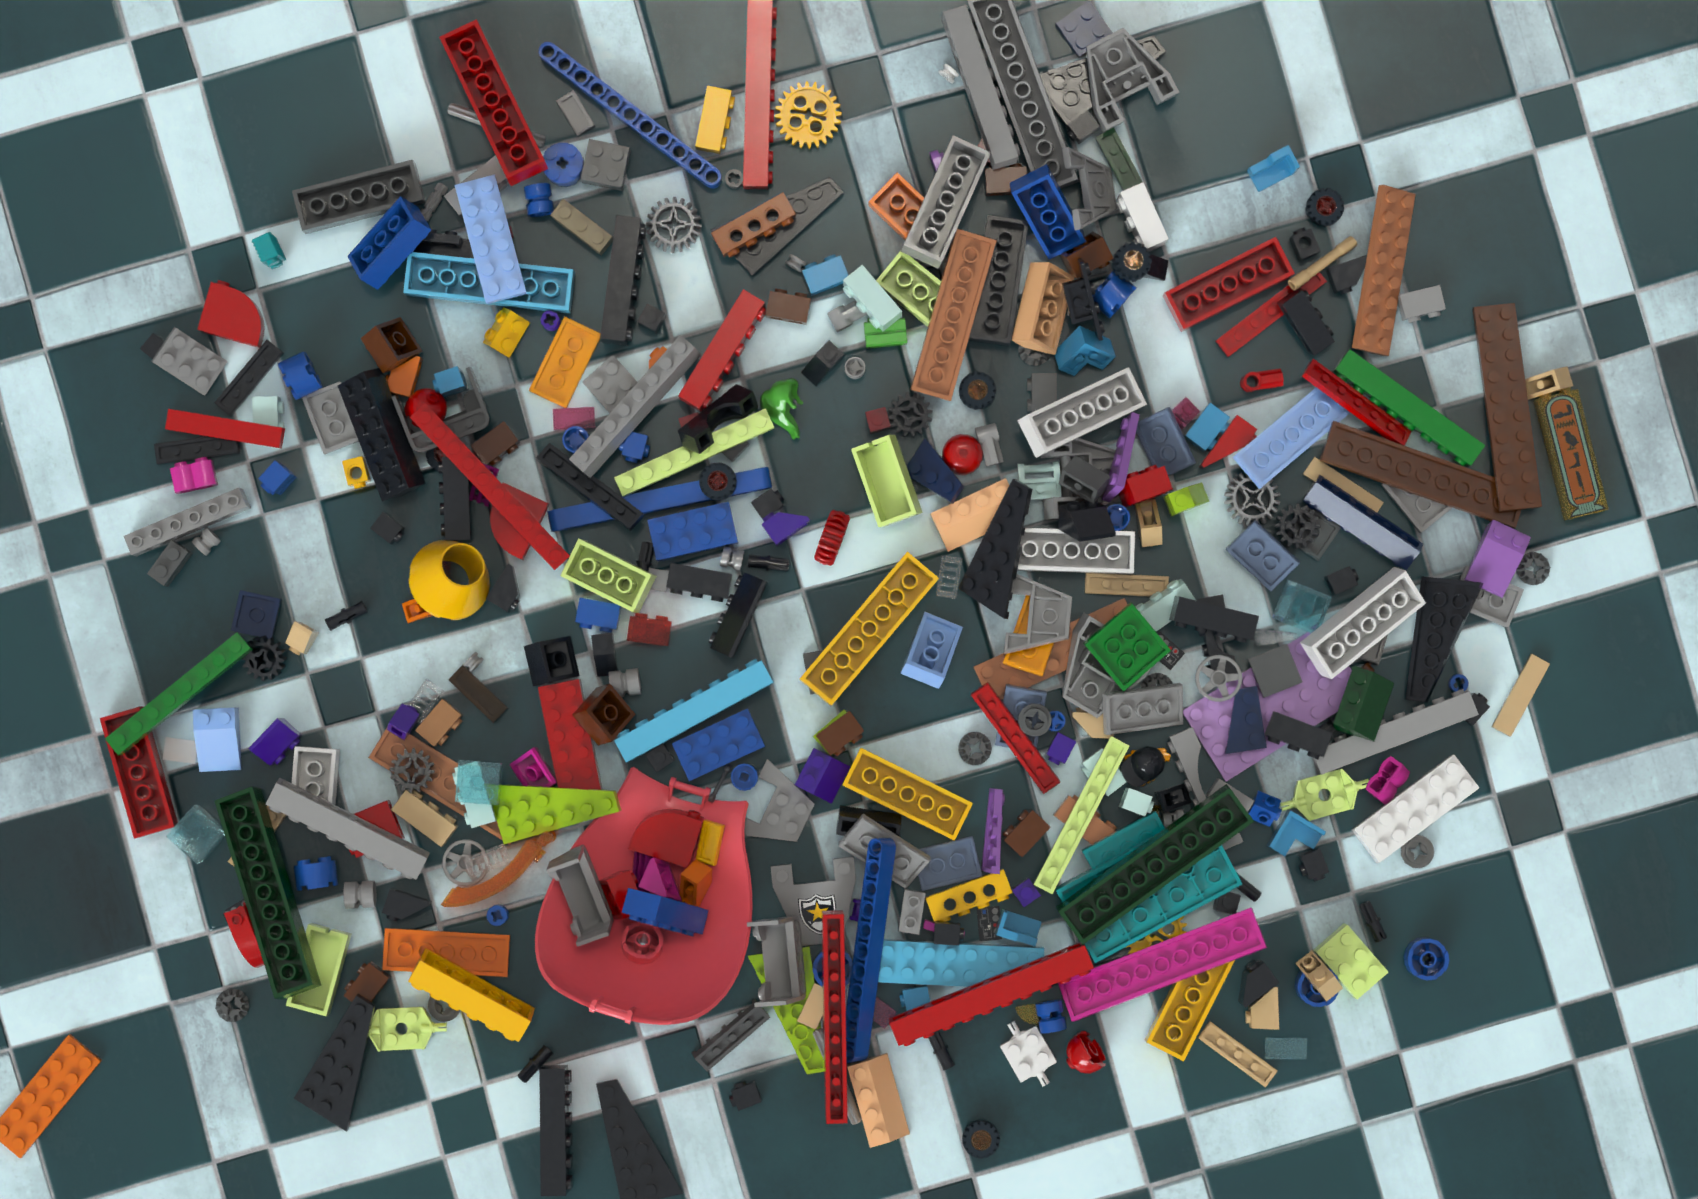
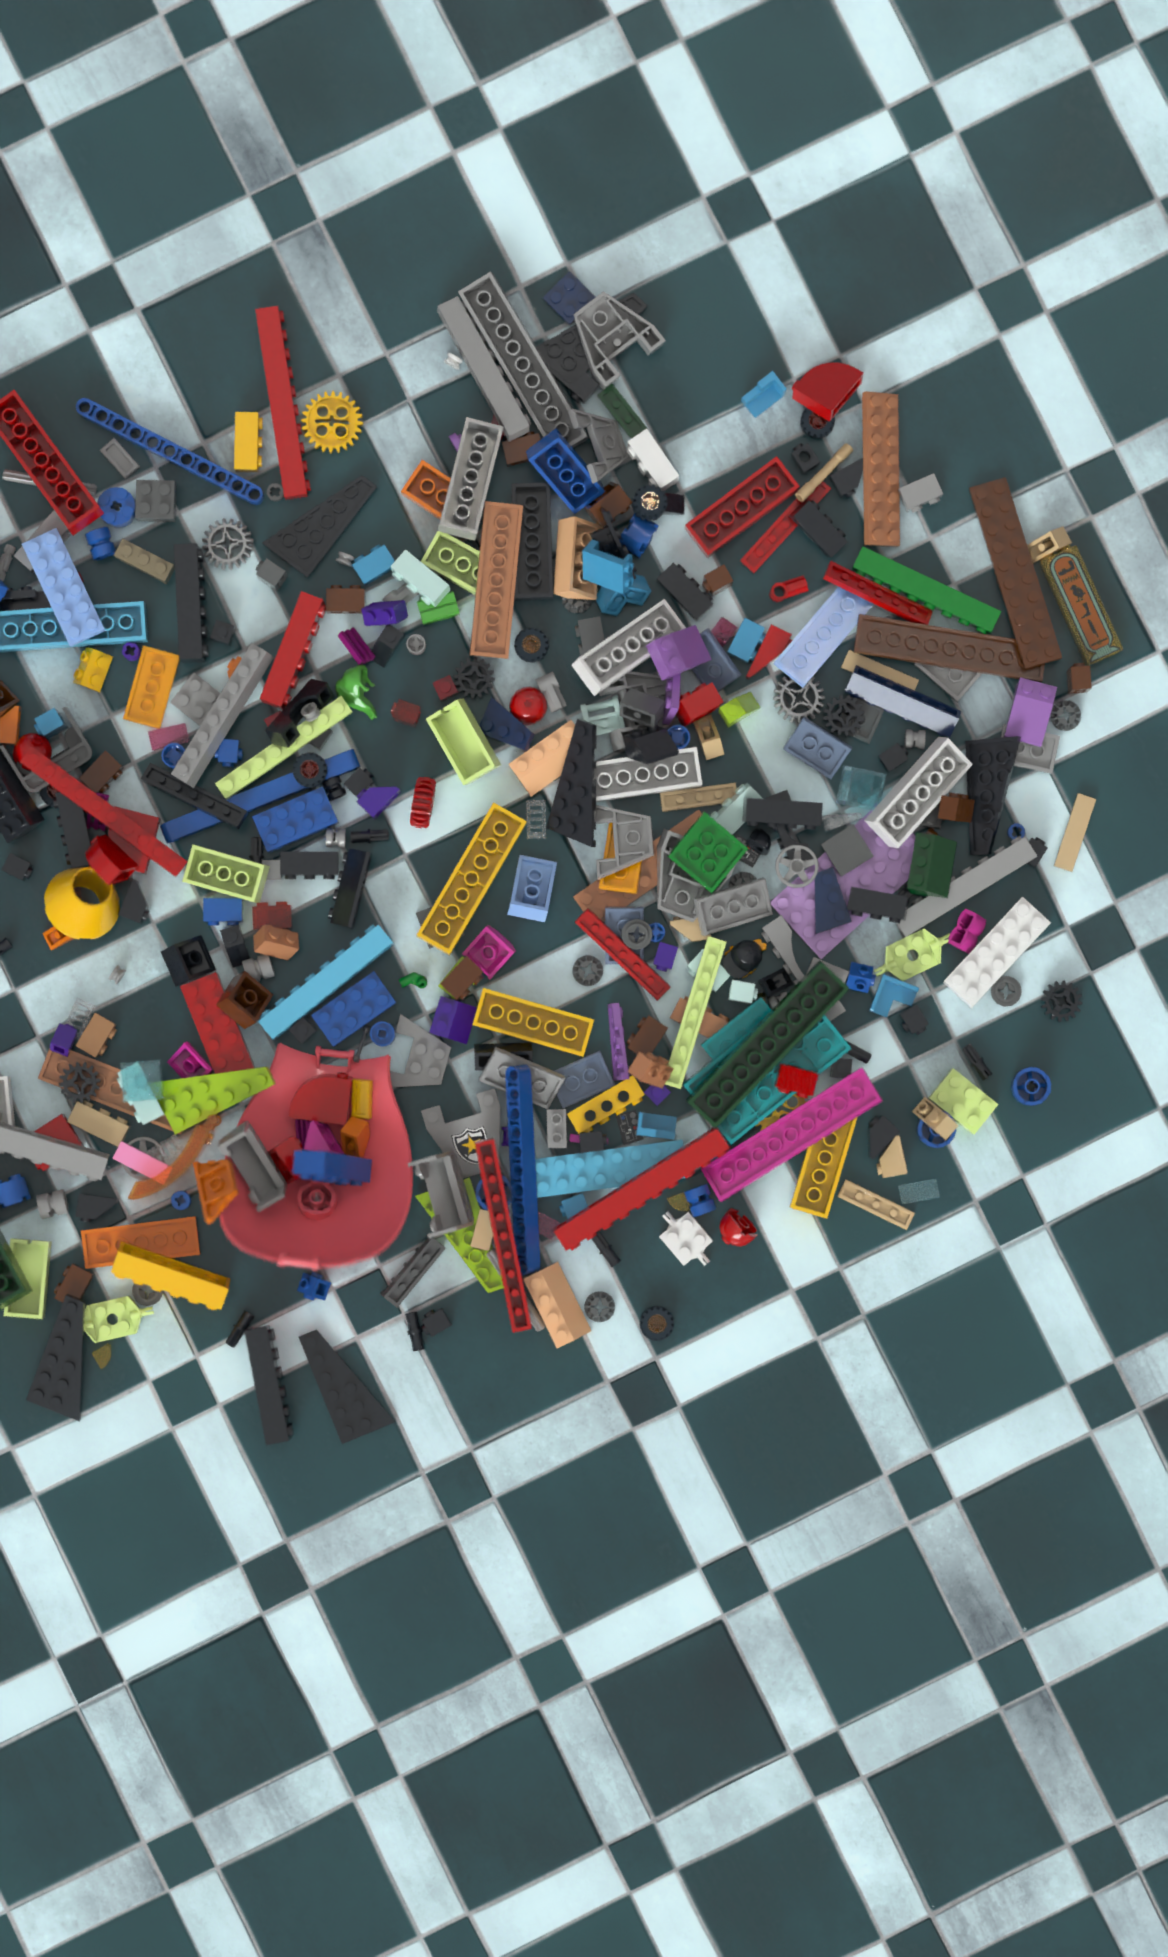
camera: 10 degrees left, 0 degrees up
(384, 1065) = (103, 1355): none -> clear yellow tile
(460, 865) = (139, 1160): none -> bright pink tile
(478, 693) = (126, 1002): dark brown plate -> none
(487, 540) = (109, 860): none -> red brick
(536, 910) = (215, 1186): none -> orange wing
(622, 1034) = (314, 1286): none -> blue brick
(648, 658) = (276, 942): none -> nougat brick
(714, 265) = (271, 574): none -> dark grey brick
(721, 1100) = (415, 1331): none -> black pin
(729, 419) = (310, 712): none -> light grey bush
(740, 500) = (332, 784): none -> black wheel
(759, 214) = (318, 508): brick -> none
(789, 724) = (415, 979): none -> green arm
(790, 356) = (357, 646): none -> magenta tile
(827, 328) = (384, 613): none -> dark purple brick
(831, 439) = (406, 713): none -> clear red brick
(874, 709) = (490, 951): none -> dark pink slope
(931, 1104) = (592, 1312): none -> dark grey gear
(1024, 868) = (651, 1069): none -> nougat brick
(1073, 324) = (607, 569): none -> dark azure panel
(1133, 427) = (678, 652): none -> medium lavender slope
(1152, 363) = (685, 591): none -> black brick
(1177, 907) = (796, 1080): none -> red brick
(1182, 644) = (759, 841): none -> black piece
(1188, 358) = (717, 580): none -> reddish brown brick
(1342, 173) = (827, 388): none -> red brick
(1368, 564) = (915, 739): none -> light grey wheel
(1400, 646) = (956, 807): none -> reddish brown brick
(1468, 879) = (1065, 993): none -> black gear
(1555, 532) = (1079, 678): none -> reddish brown brick

